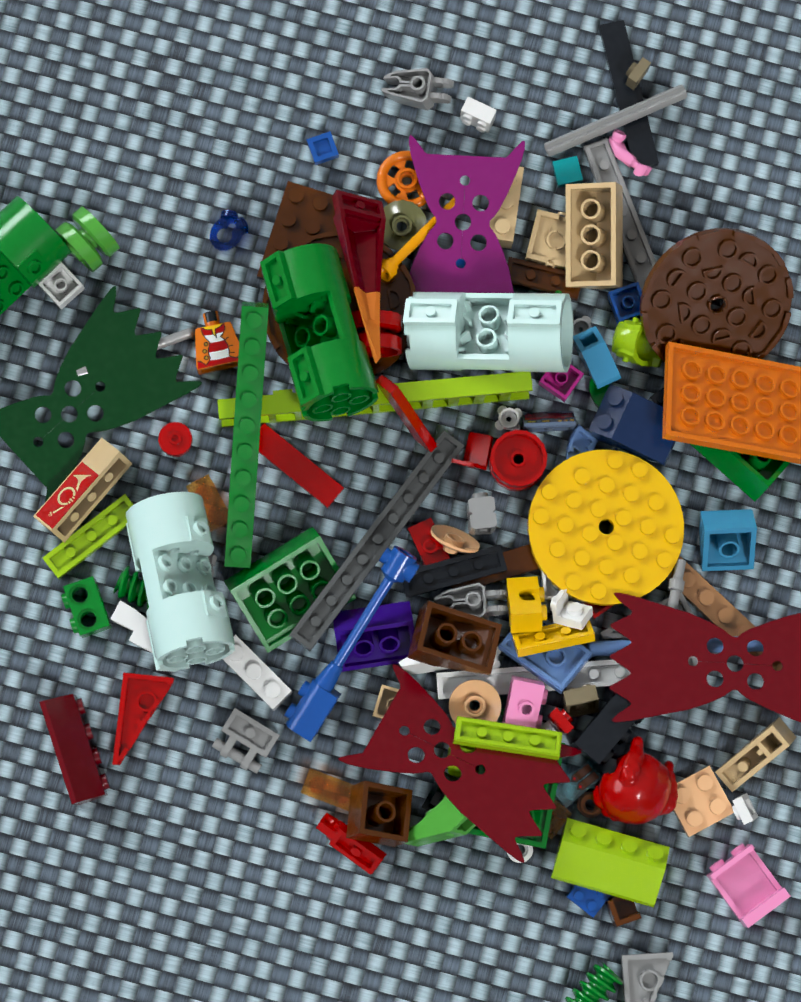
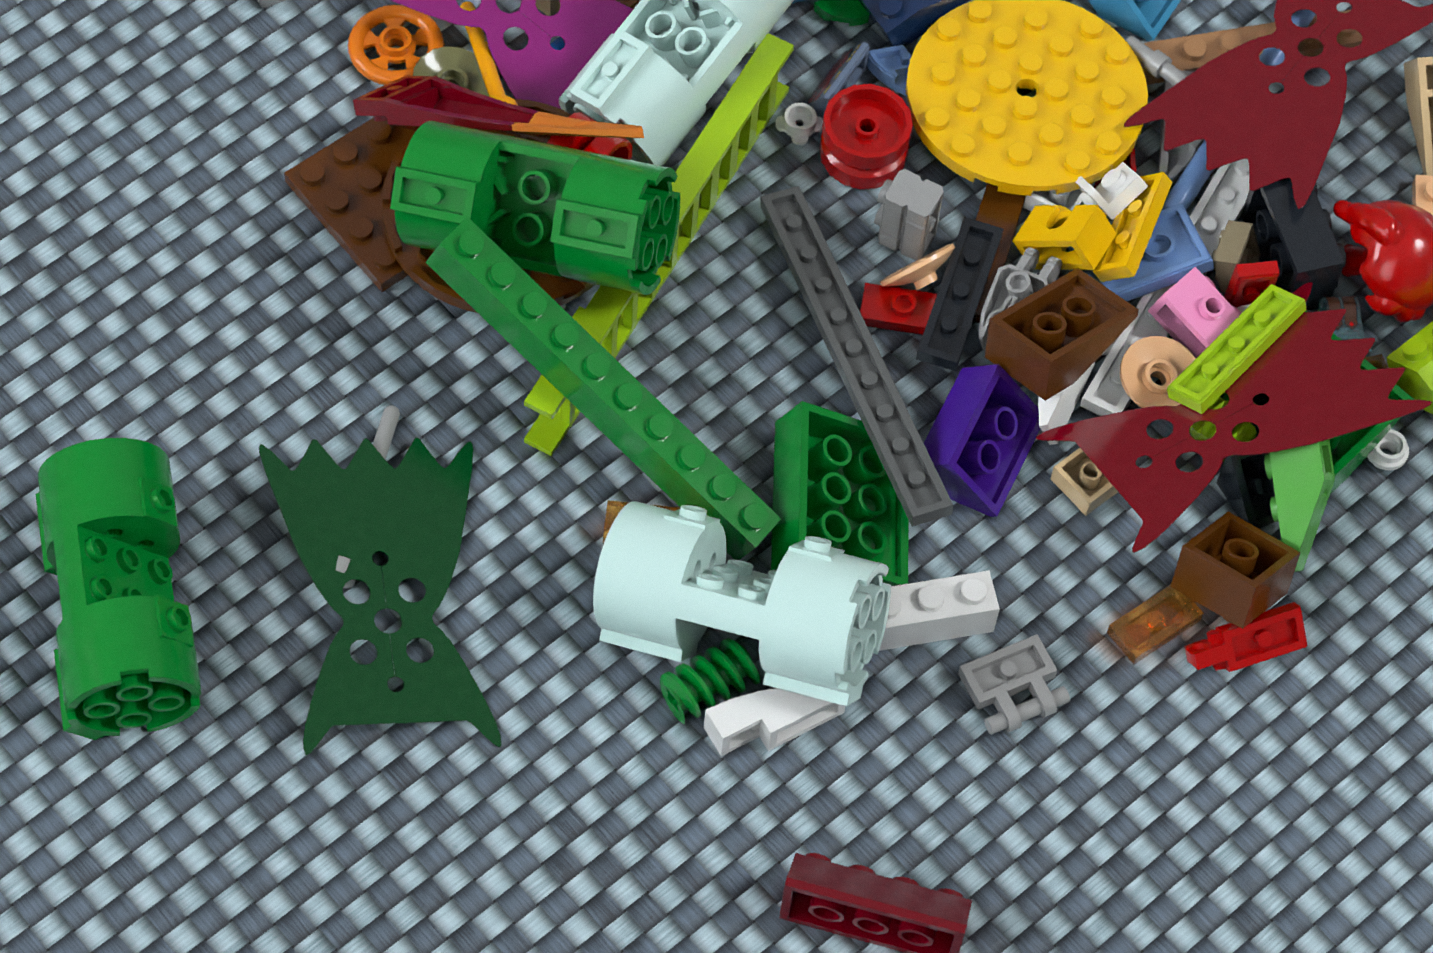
camera: 55 degrees left, 20 degrees down
(61, 286) = (202, 522): white piece -> none
(82, 490) = (510, 666): tan brick -> none
(87, 239) = (178, 425): bright green wheel -> none
(89, 538) = (582, 702): lime plate -> none
(92, 605) = (683, 755): green brick -> none
(138, 702) = (861, 785): red wing -> none
(175, 439) = (526, 514): red wheel -> none
(215, 345) = (439, 384): torso -> none
(228, 217) = (300, 264): clear blue piece -> none
(298, 467) = (705, 388): red tile -> none
(319, 695) = (1019, 547): blue bar -> none
(322, 148) = (274, 109): blue plate -> none
(406, 413) = (720, 196): red tile -> none
(476, 451) = (816, 179): red bracket -> none
(561, 384) = (800, 29): dark pink piece -> none
(582, 808) = (1387, 329): reddish brown plate -> none

